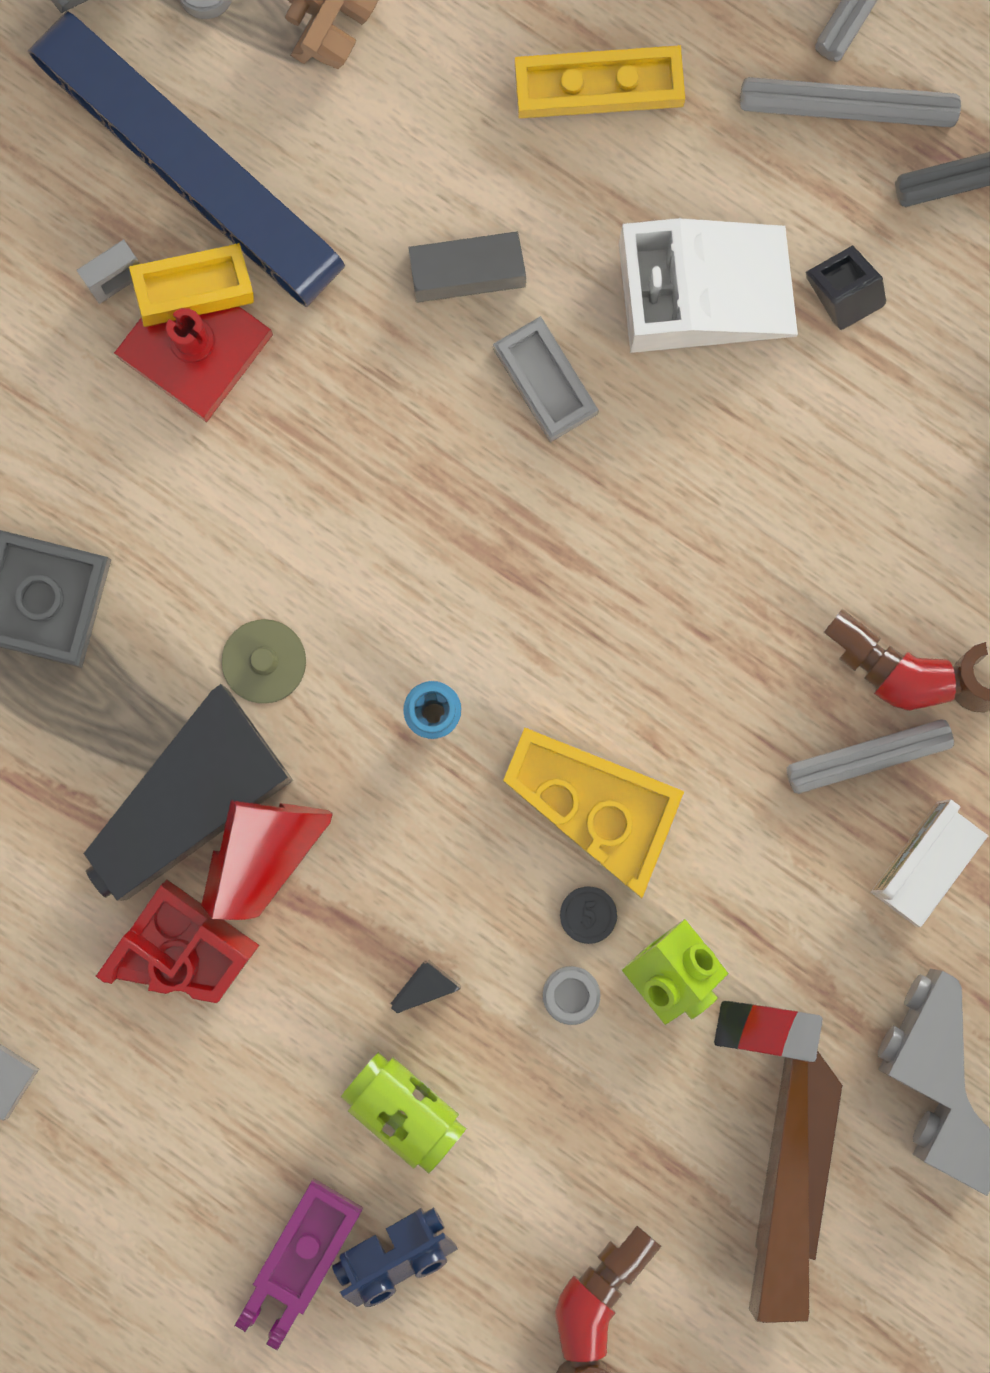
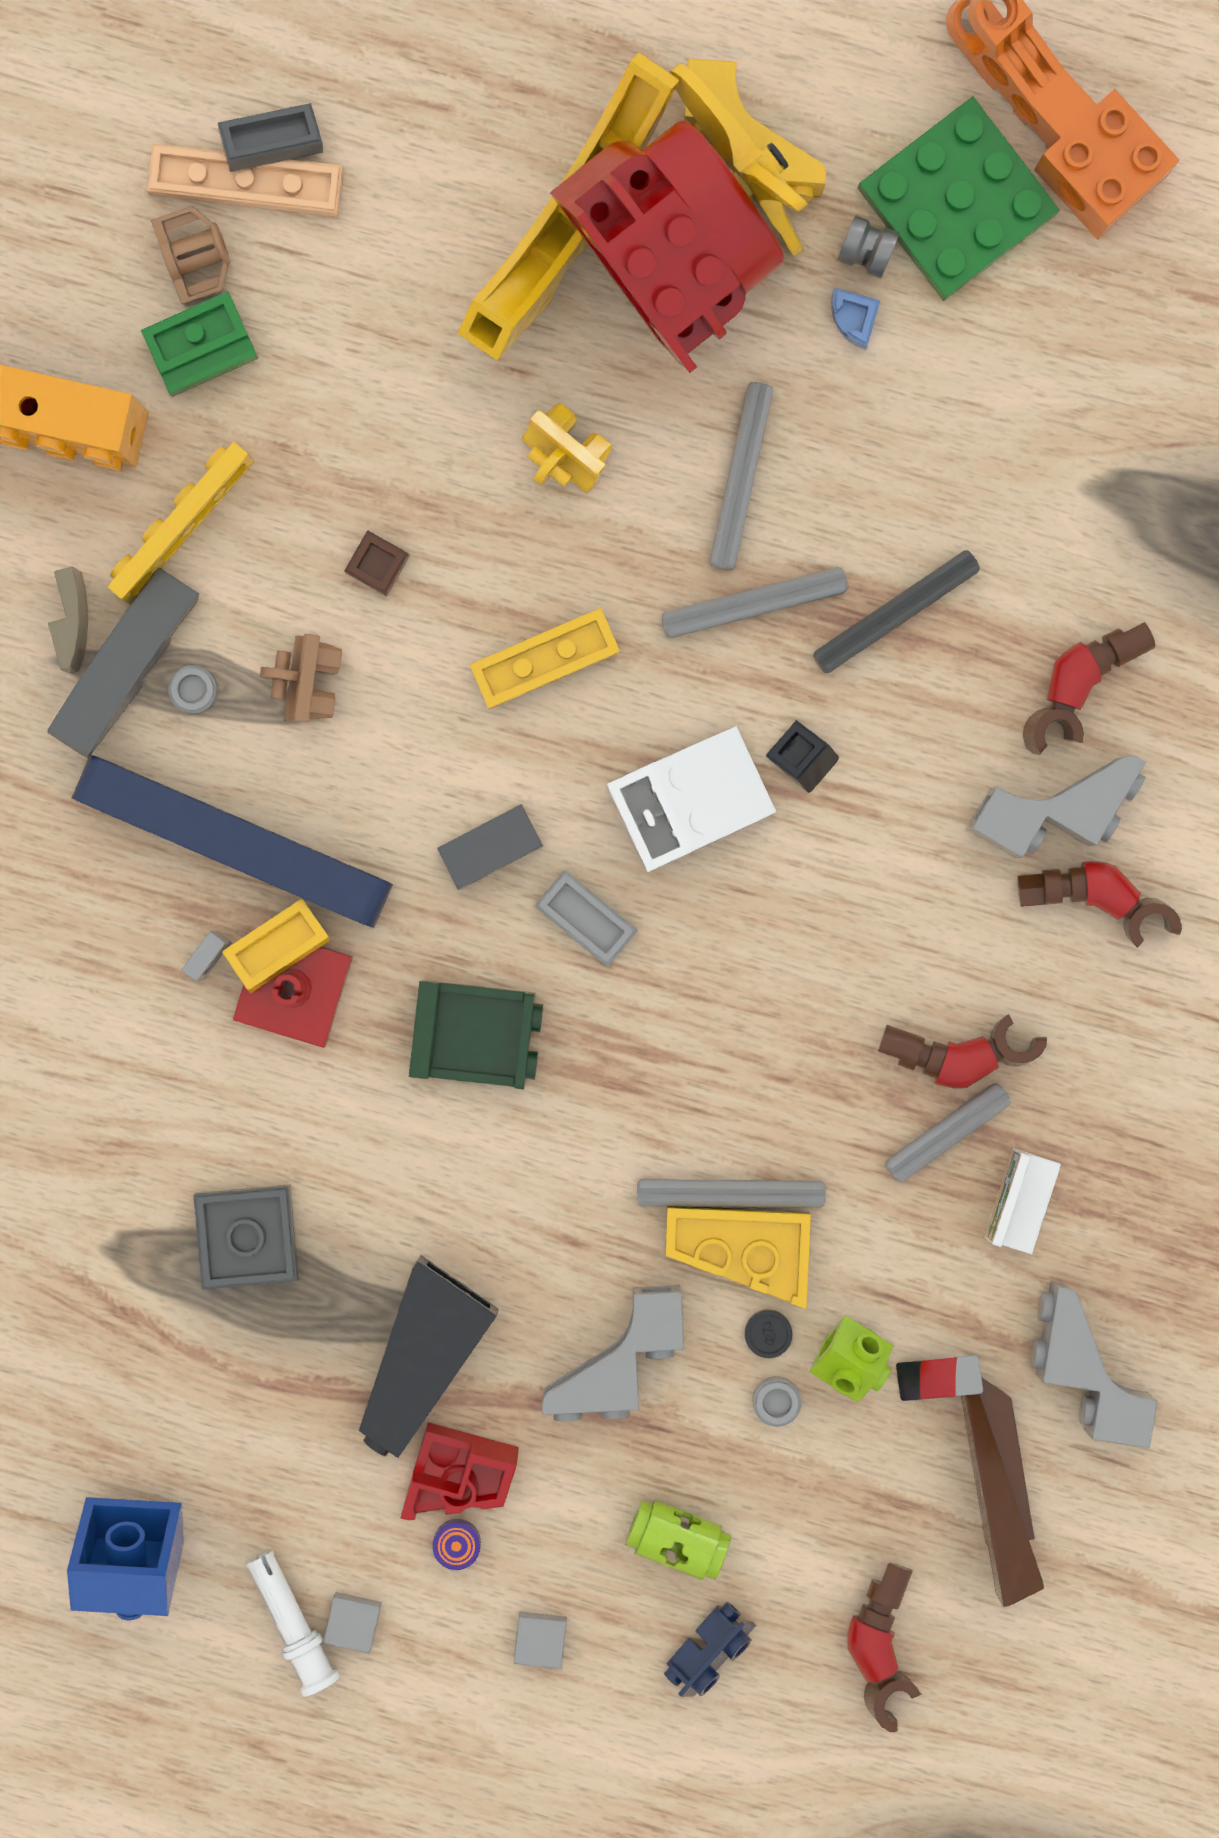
camera: 20 degrees left, 5 degrees up
(148, 1030) = (456, 1544): none -> dark purple tile
(203, 1176) = (540, 1640): none -> light grey tile
(258, 856) = (494, 1382): red slope -> none
(263, 661) = (441, 1222): olive piece -> none
(301, 1257) = (638, 1675): magenta hinge -> none
(375, 461) = (474, 1034): none -> dark green panel
(393, 899) = (610, 1378): none -> light grey arch
(424, 695) = (591, 1237): dark azure cone -> none
(424, 986) = (660, 1437): black slope -> none
(601, 739) = (731, 1193): none -> light grey axle

